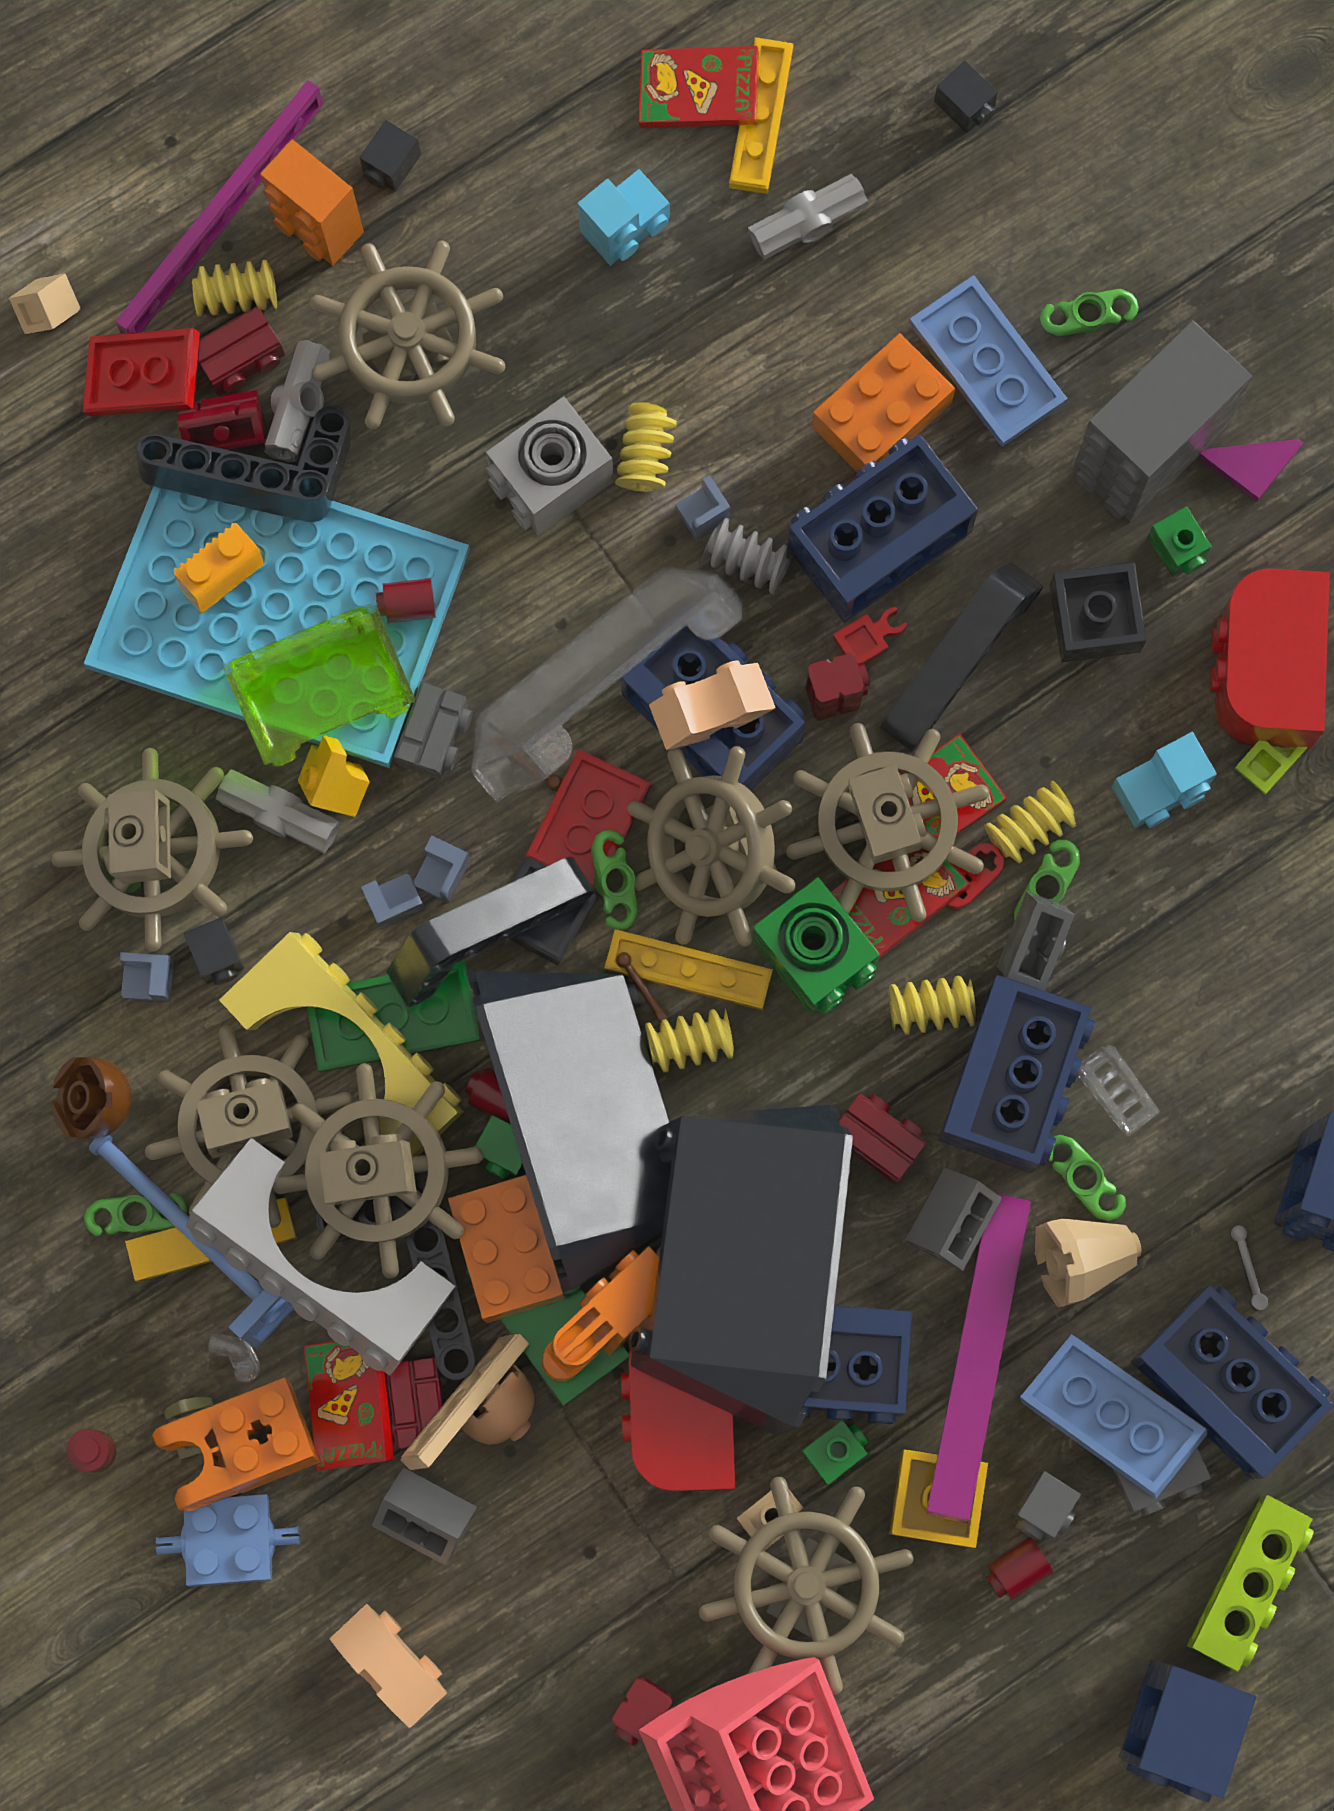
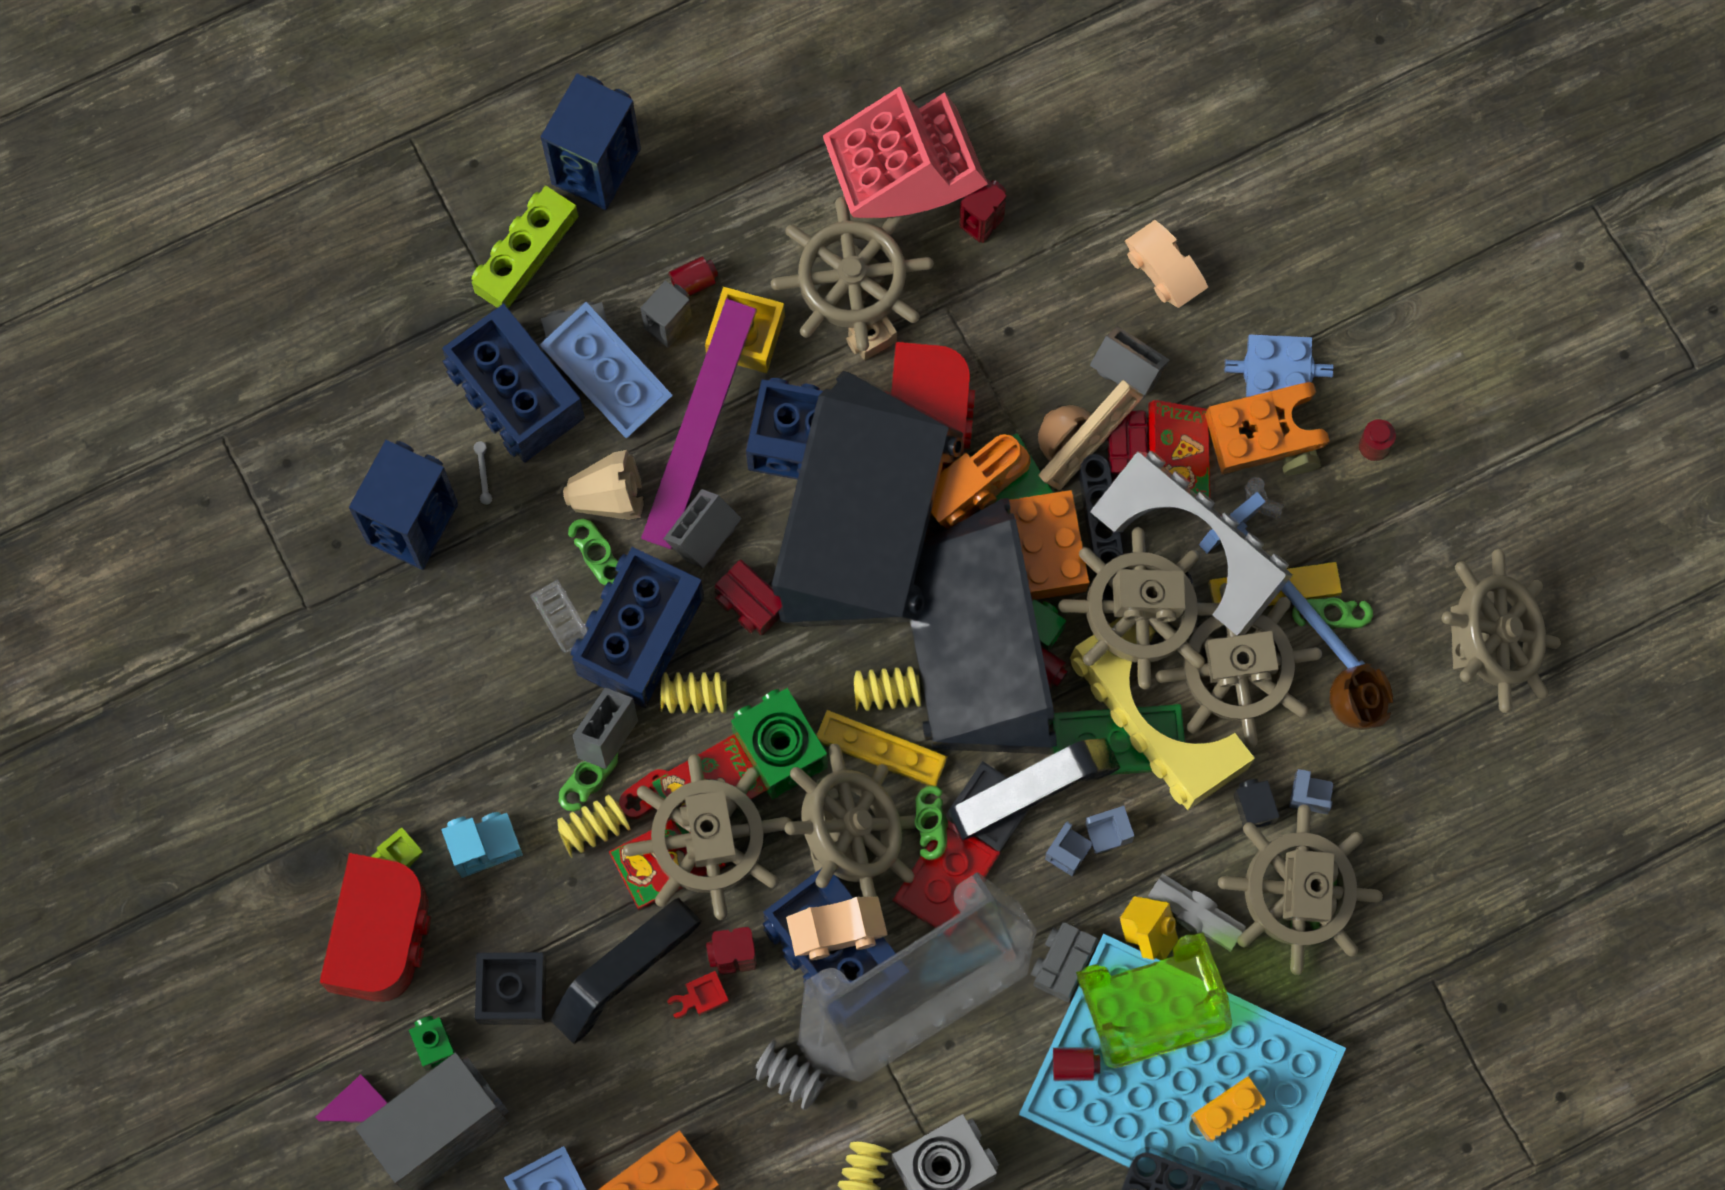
camera: 175 degrees left, 5 degrees down
(624, 961) = (931, 757): reddish brown hinge -> none
(703, 509) = (821, 1121): sand blue panel -> none
(836, 1451) = (816, 370): green brick -> none
(889, 518) = (674, 1057): dark blue brick -> none

